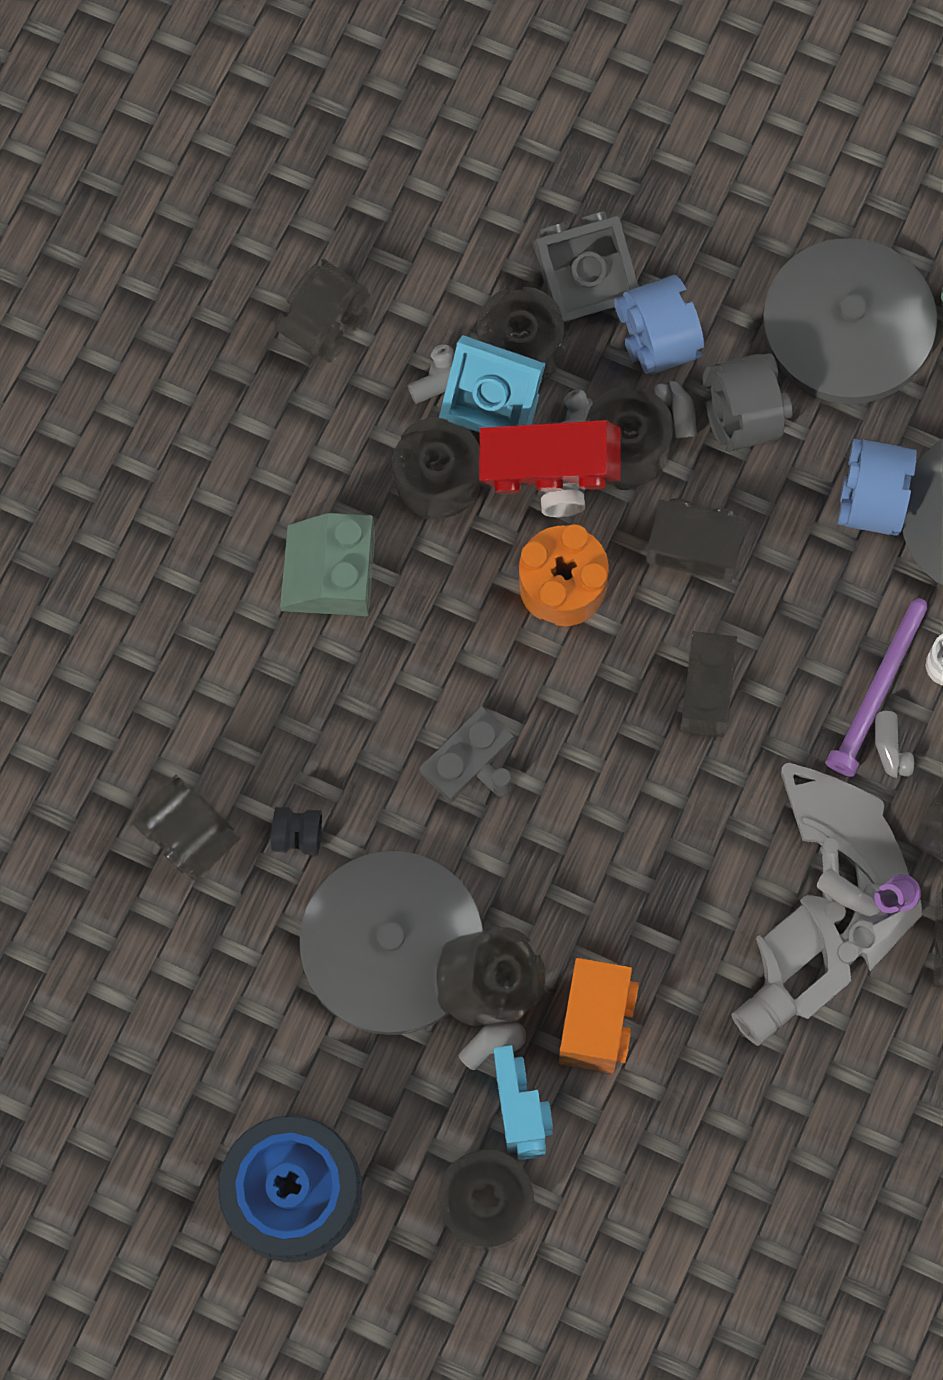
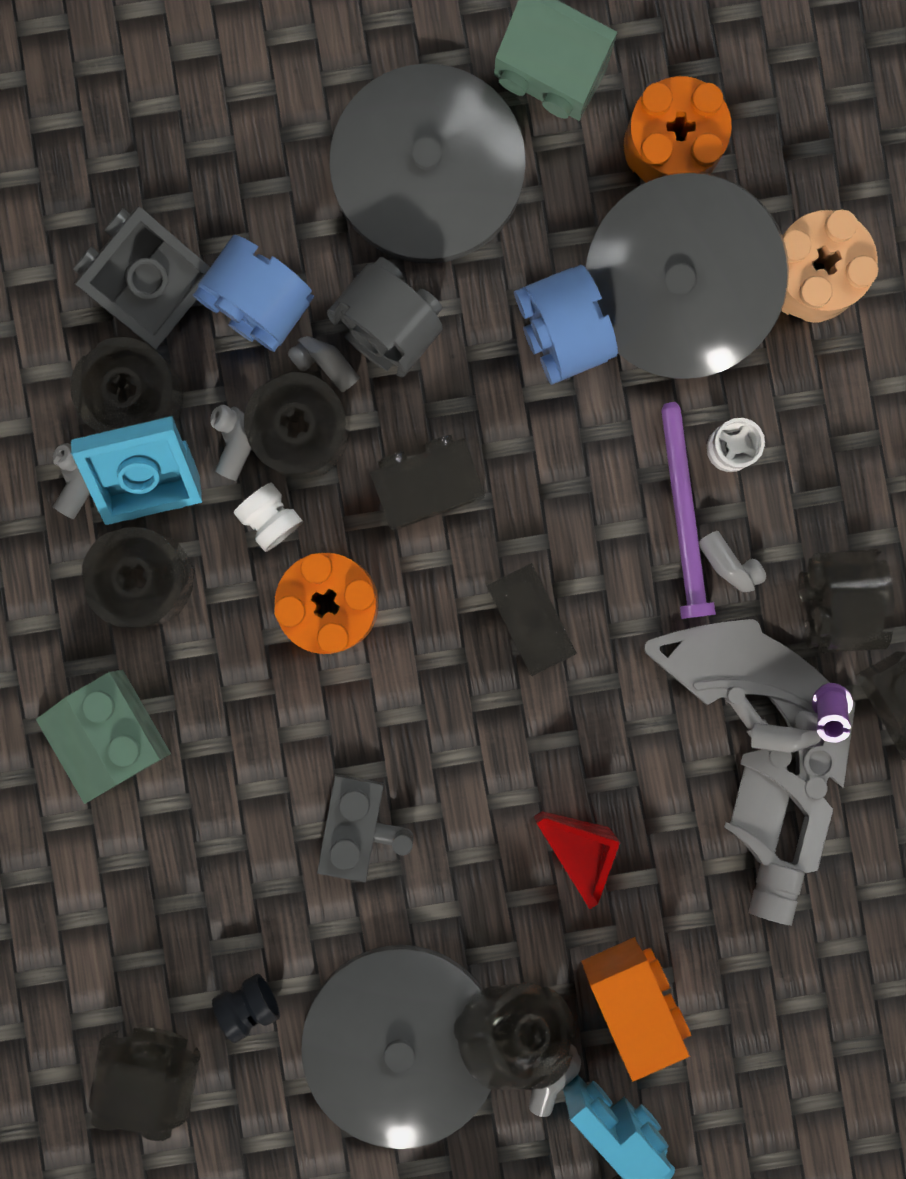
camera: 40 degrees left, 15 degrees up
(550, 456) = (239, 505): red brick -> none
(634, 878) = (583, 850): none -> red slope

